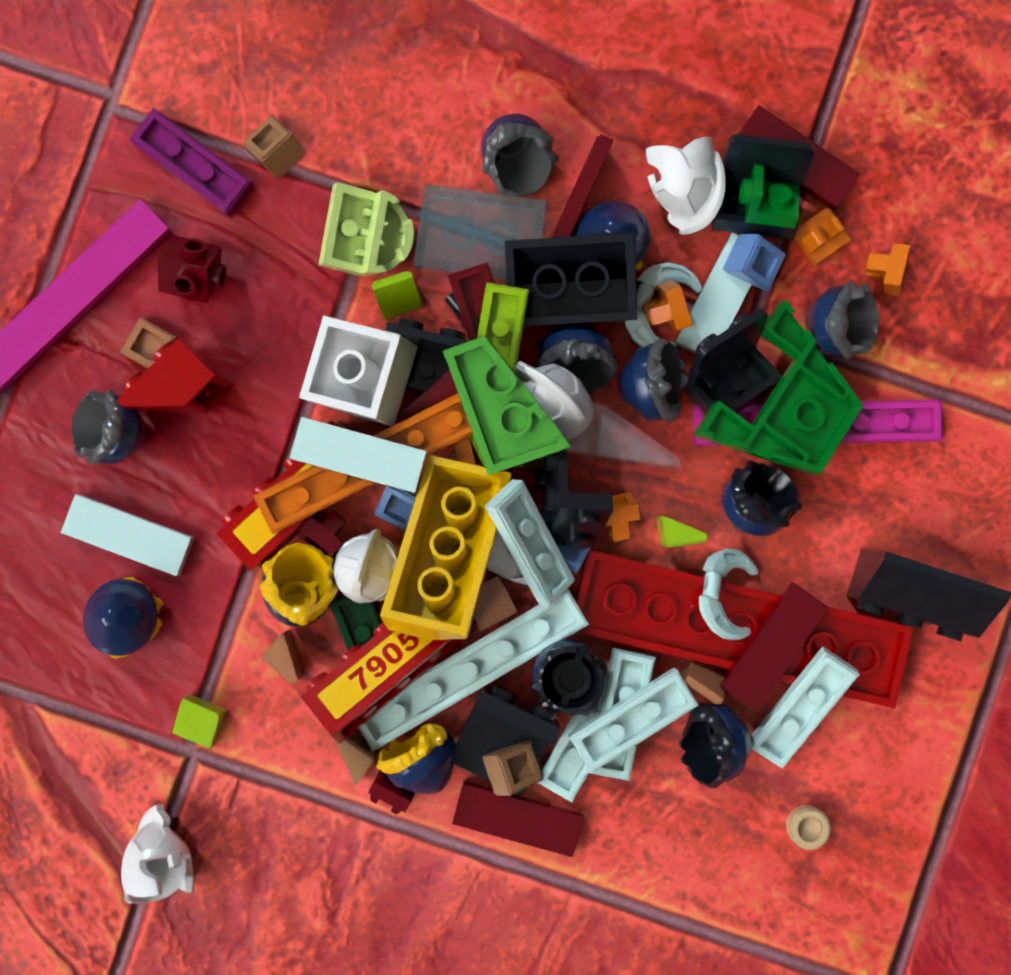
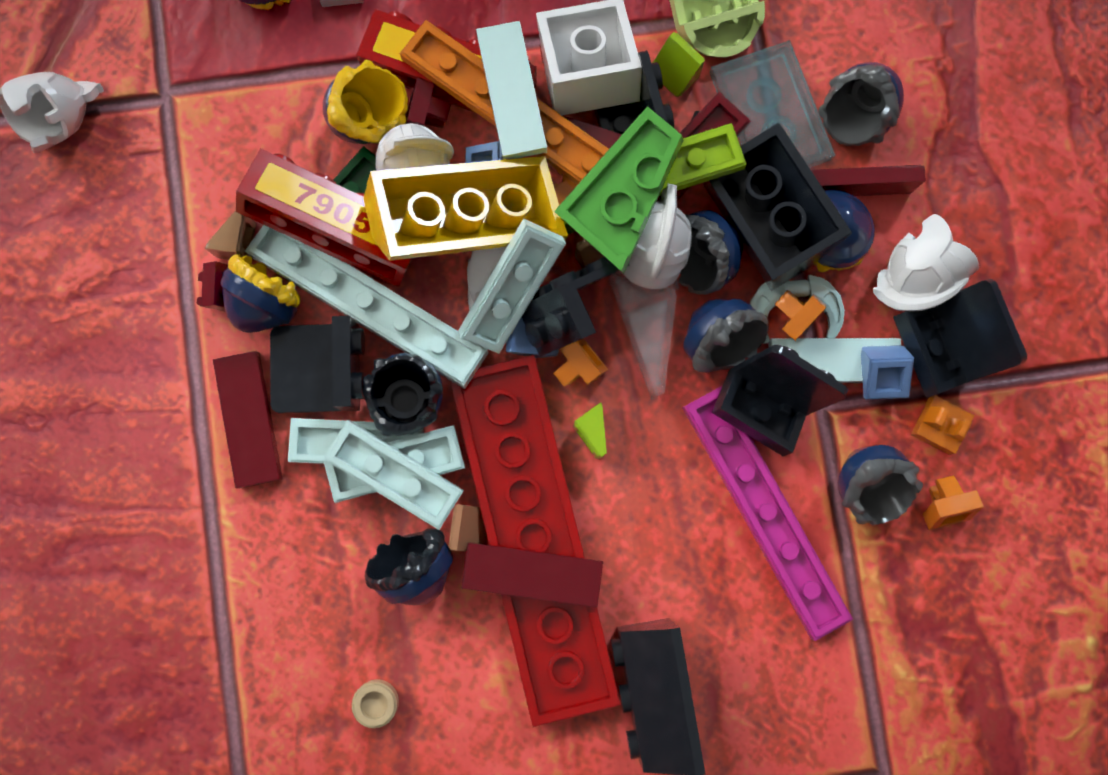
camera: 60 degrees right, 5 degrees down
(198, 720) = (197, 85): lime slope -> none
(285, 658) = (293, 129): nougat slope -> none
(493, 603) = (438, 291): nougat tile -> none
(512, 768) = (292, 388): medium nougat slope -> none
(711, 609) = (537, 493): light aqua piece -> none
(760, 499) = (665, 489): black hair -> none
(769, 201) = (949, 353): green bracket -> none
(803, 414) = (766, 487): green wing -> none
(803, 707) = (488, 635): light aqua tile -> none
(827, 177) = (1002, 394): dark red tile -> none

